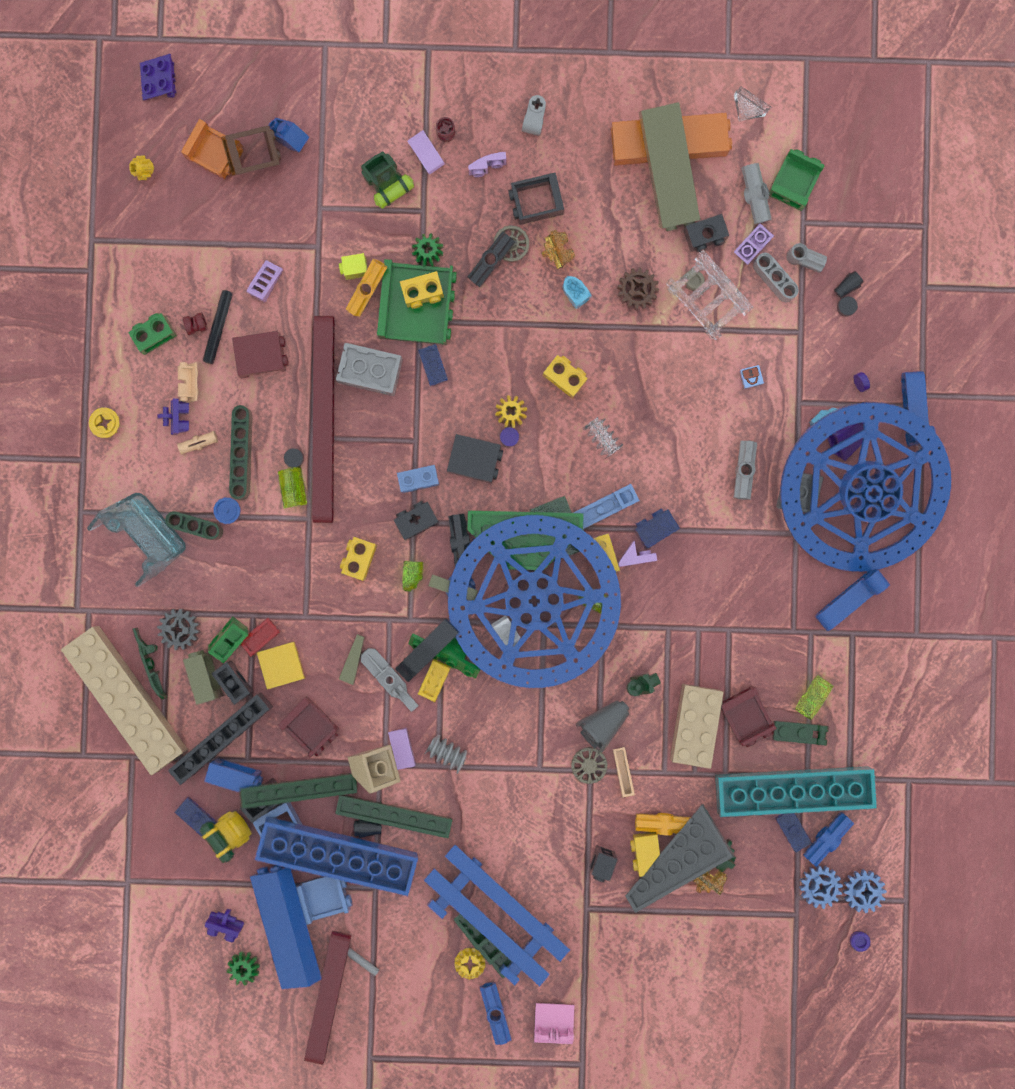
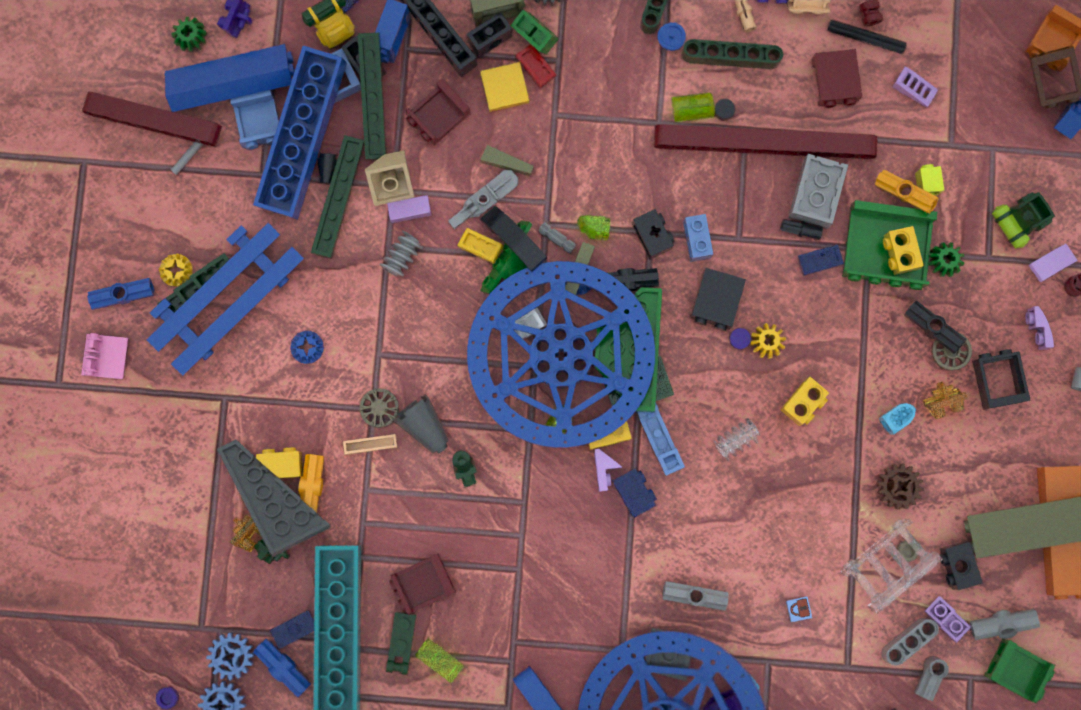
camera: 90 degrees right, 5 degrees down
(363, 560) = (612, 176): yellow brick -> none
(404, 383) = (801, 229): none -> black axle
(423, 609) = (556, 237): none -> light grey axle
(529, 830) = (313, 353): none -> blue gear
(603, 864) = (272, 415): black brick -> none
(696, 726) = (415, 526): tan brick -> none

